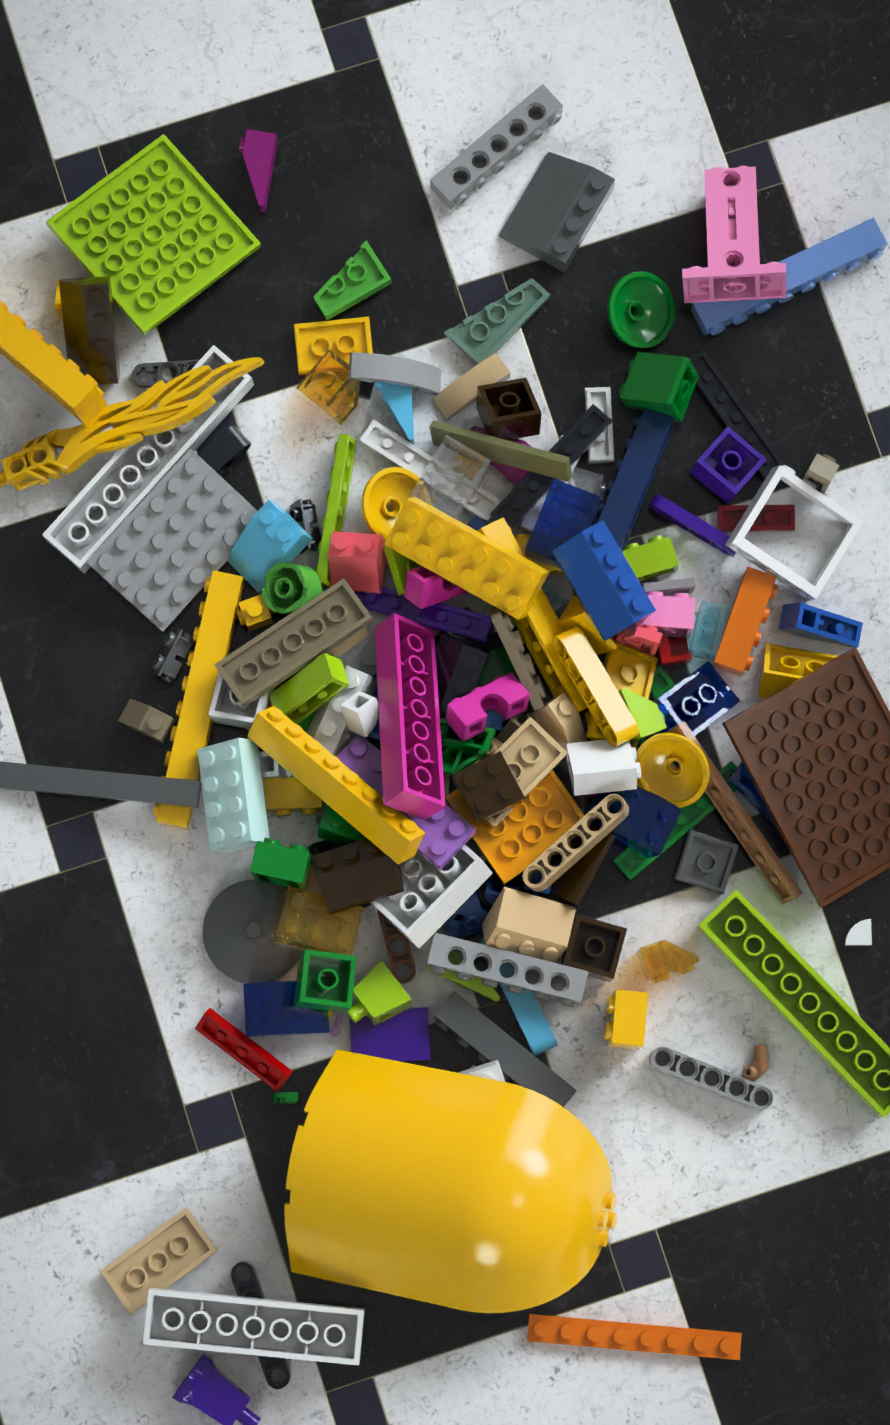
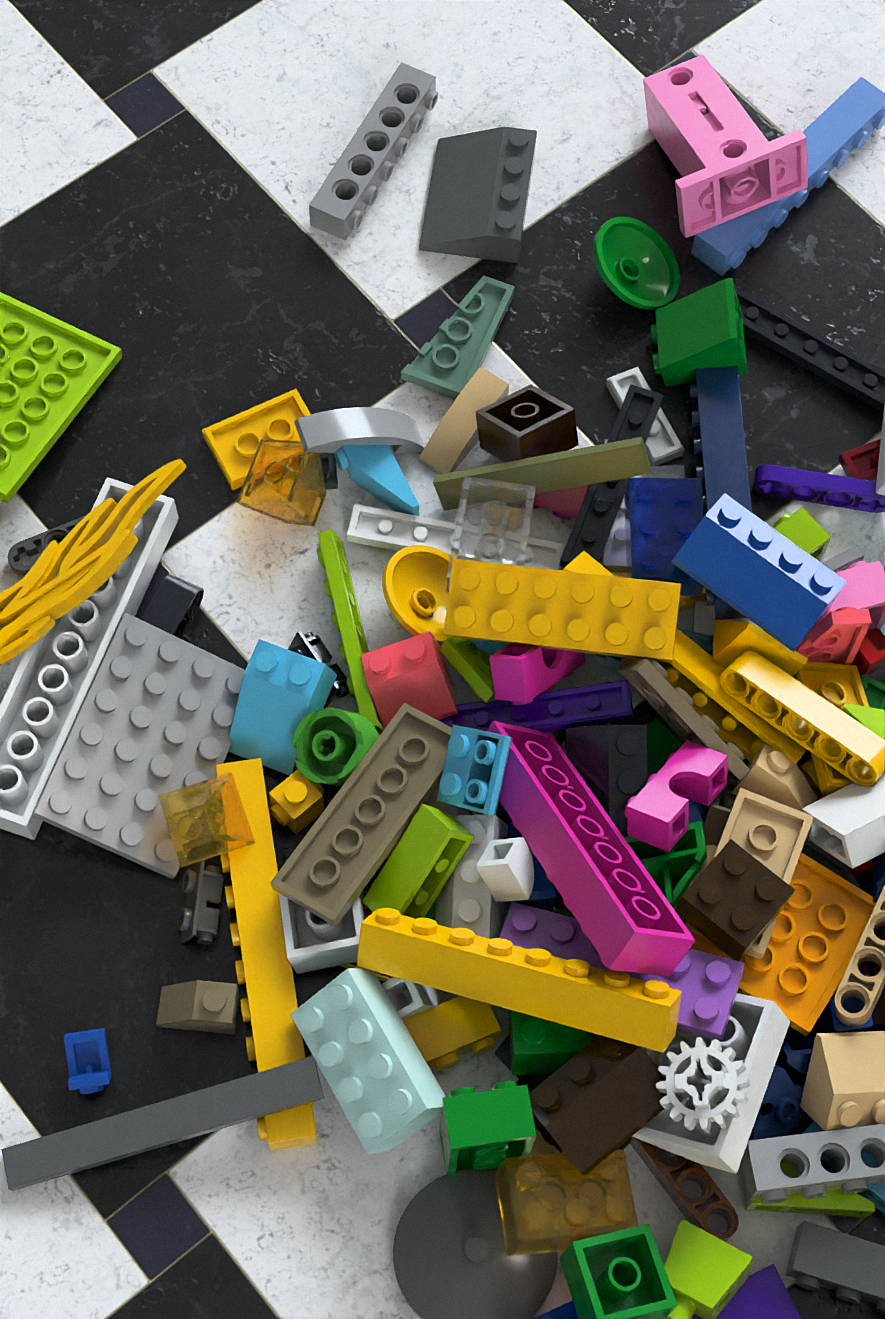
camera: 25 degrees left, 15 degrees down
(68, 728) = (88, 1060): none -> blue bracket
(192, 604) = (206, 819): none -> clear yellow slope
(259, 157) = (80, 260): magenta slope -> none
(356, 281) = (262, 354): bright green wing -> none
(367, 642) = (474, 769): none -> medium azure slope
(417, 881) = (721, 1084): none -> white gear
(727, 465) = (830, 402): dark purple slope -> none

